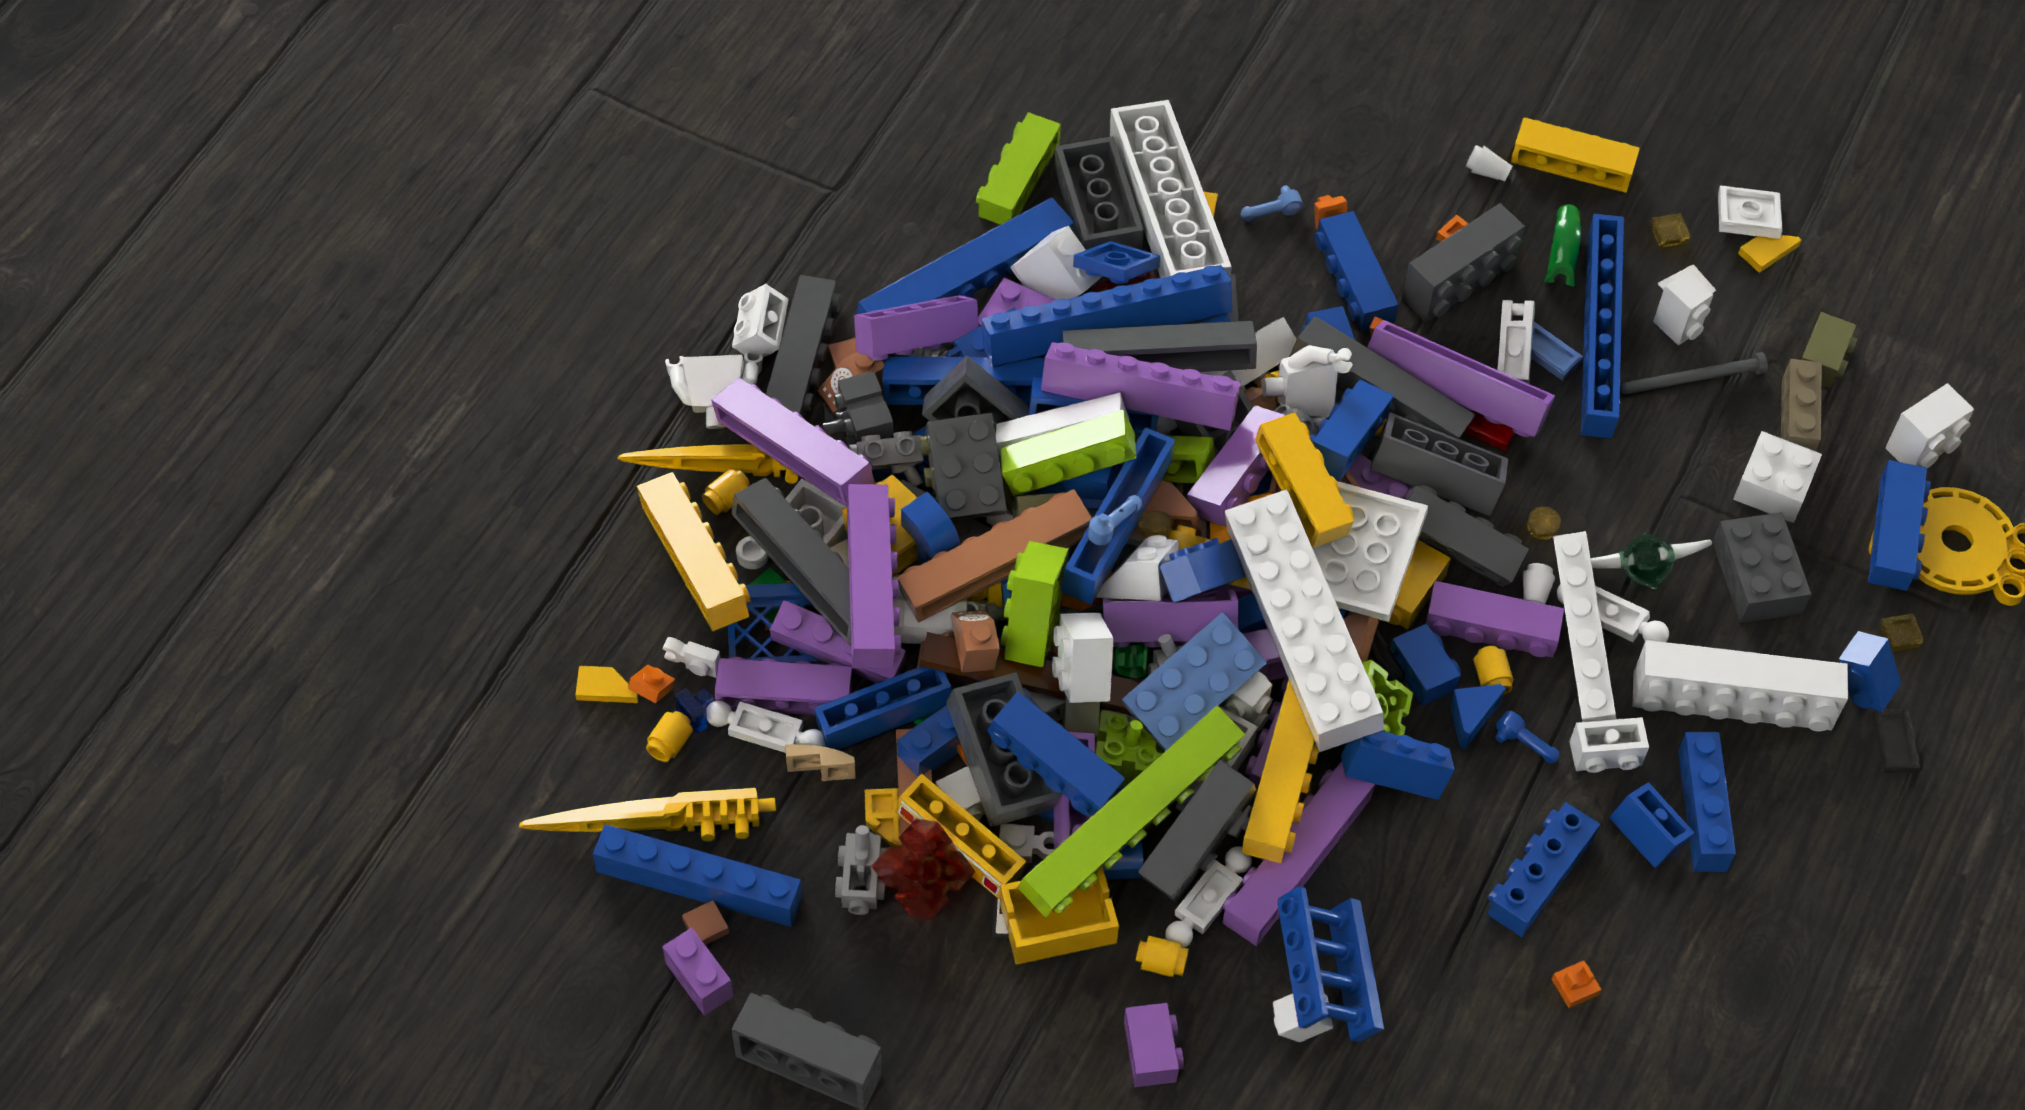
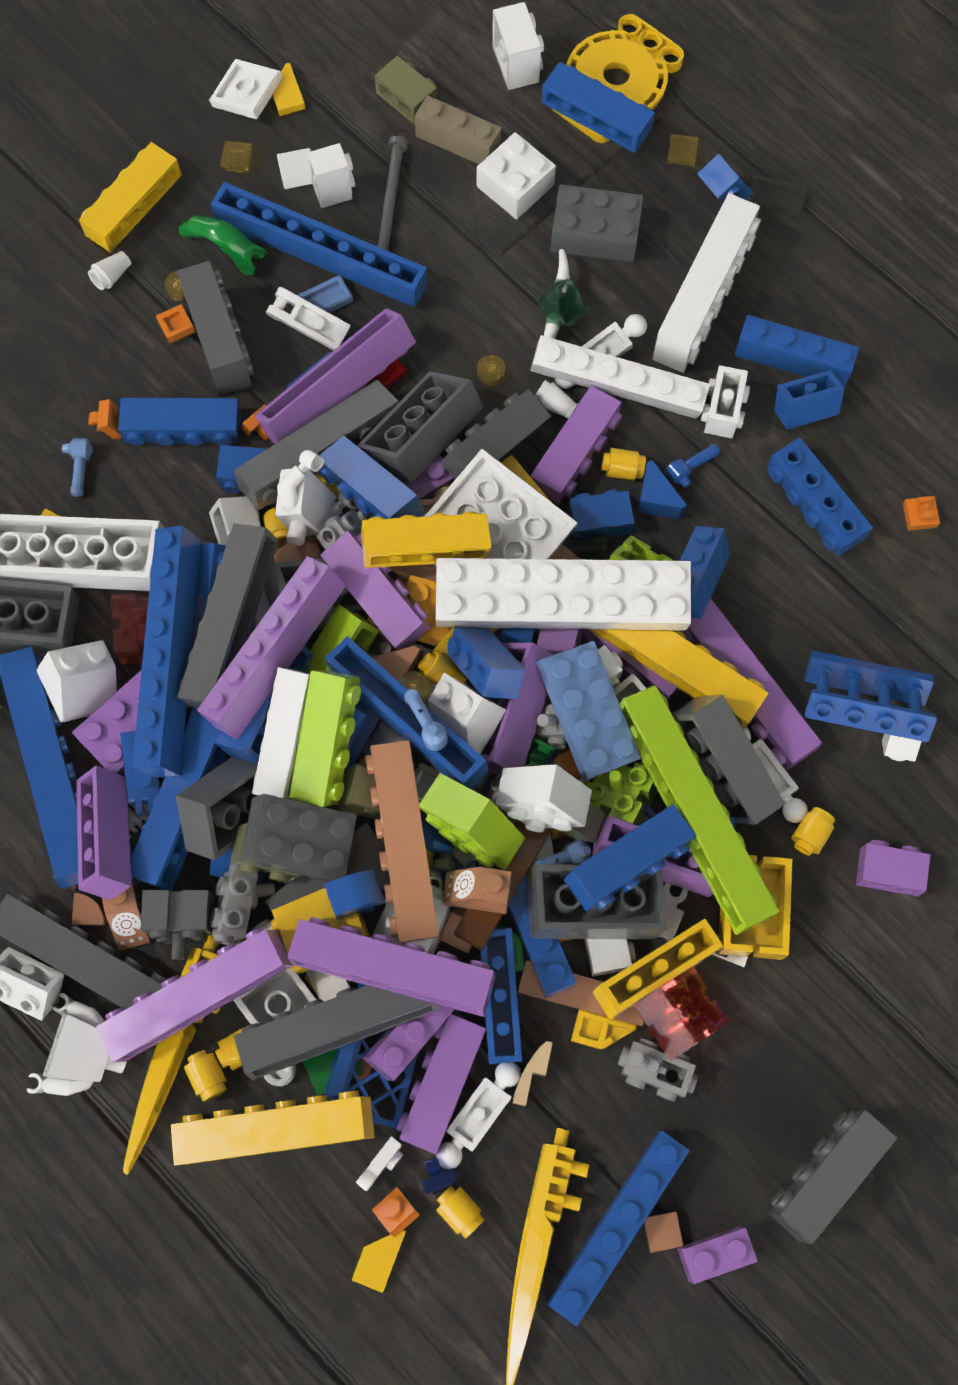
camera: 70 degrees left, 15 degrees up
(1116, 262) = (105, 622): blue plate -> none

